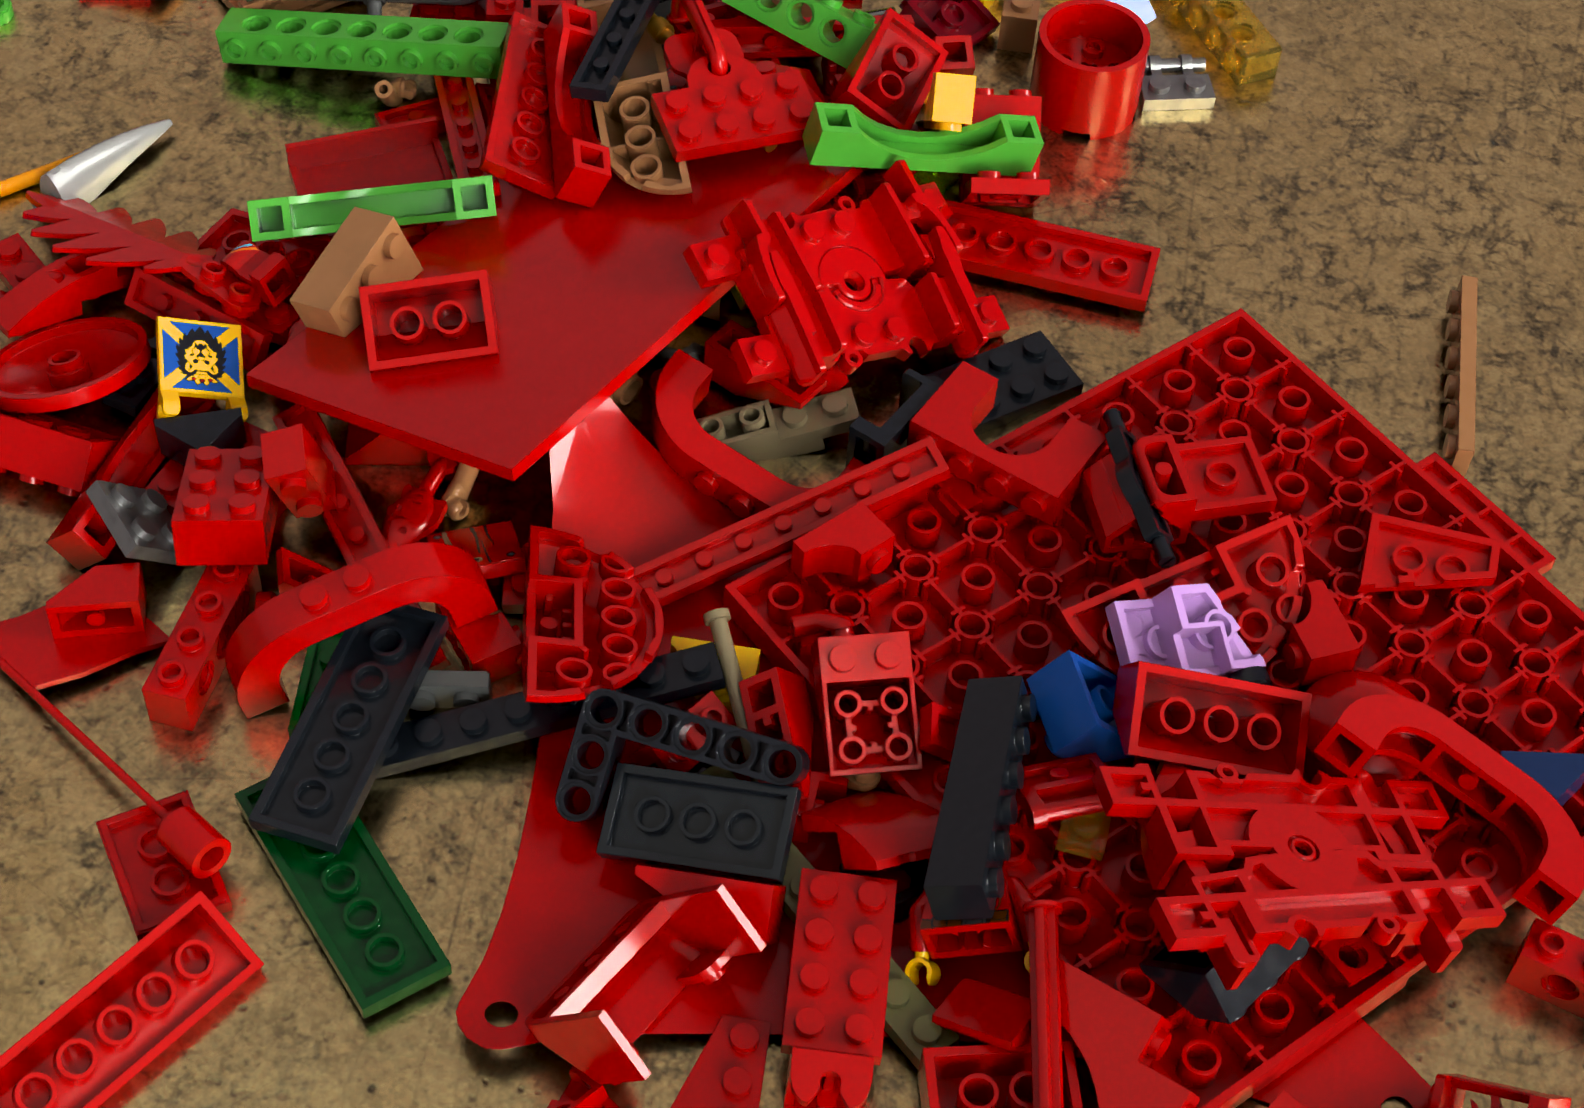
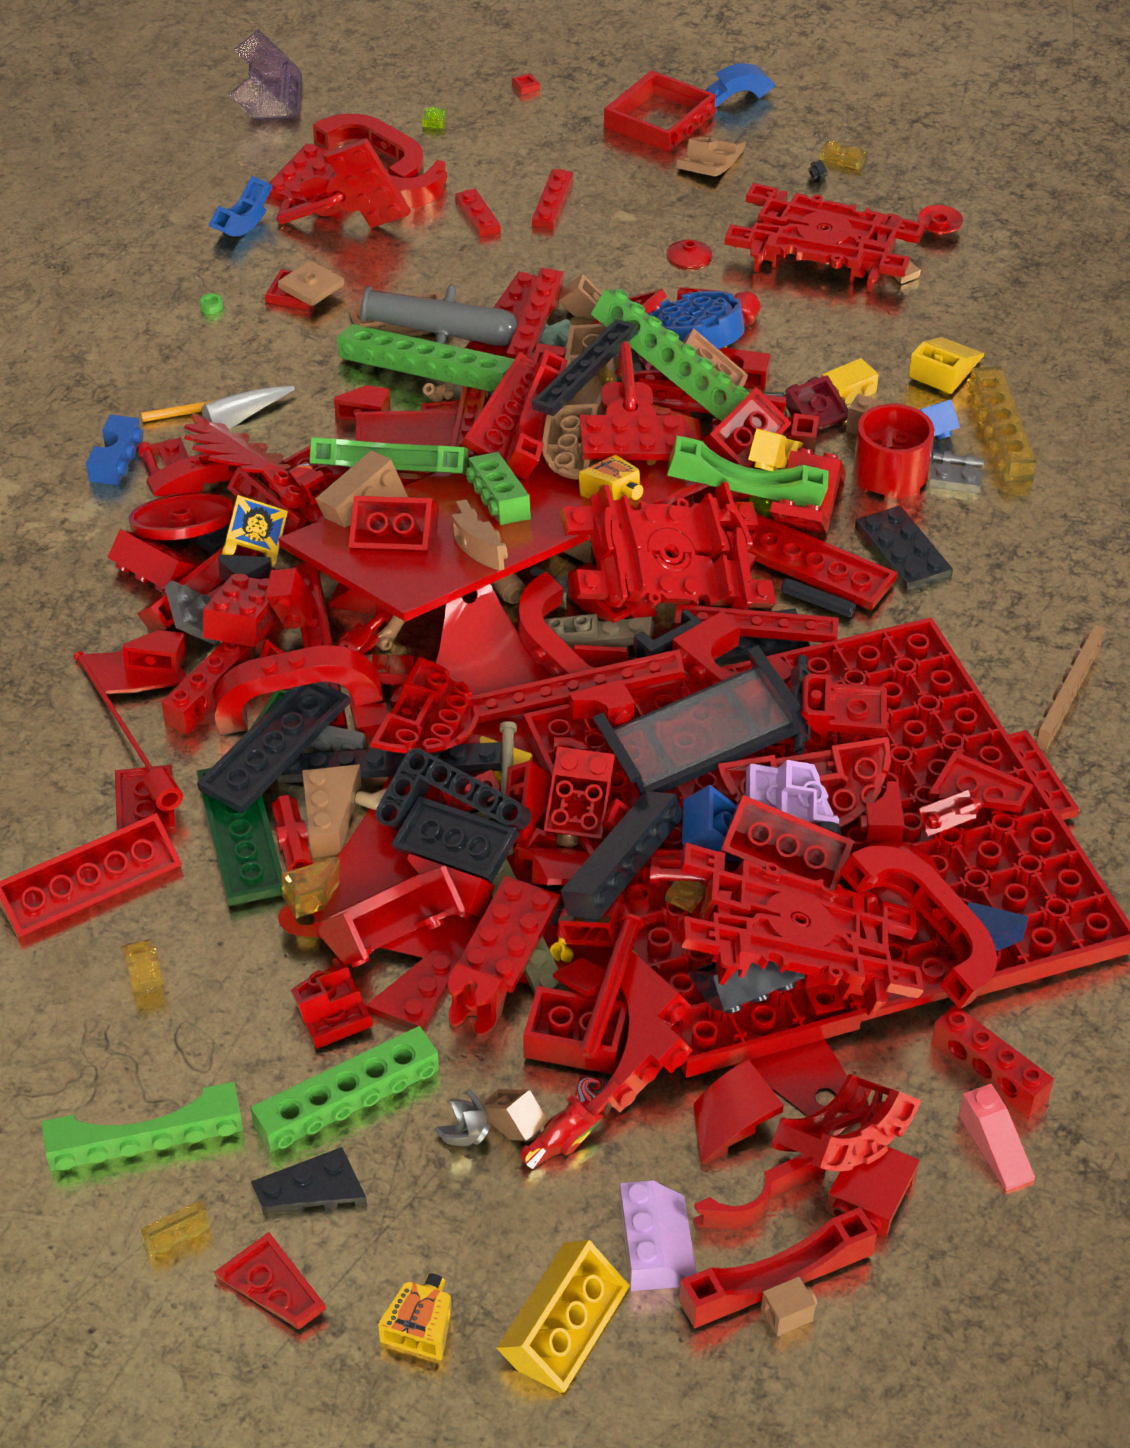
camera: 20 degrees right, 5 degrees down
(285, 124) = (361, 400): none -> red slope
(428, 871) = (291, 833): none -> red piece
(469, 809) = (329, 806): none -> medium nougat wedge
(494, 960) = (310, 887): none -> clear yellow slope
(540, 780) = (369, 800): none -> tan arm
(565, 230) = (498, 488): none -> bright green brick
(574, 321) = (478, 537): none -> medium nougat slope
(726, 181) = (617, 473): none -> yellow torso
(800, 464) = (600, 655): none -> red panel
(1018, 364) = (771, 624): none -> red plate
(1018, 554) = (705, 728): none -> clear piece
(1063, 307) = (818, 597): none -> black axle
(1148, 208) = (903, 547): none -> black plate
(1403, 608) = (949, 812): none -> hinge

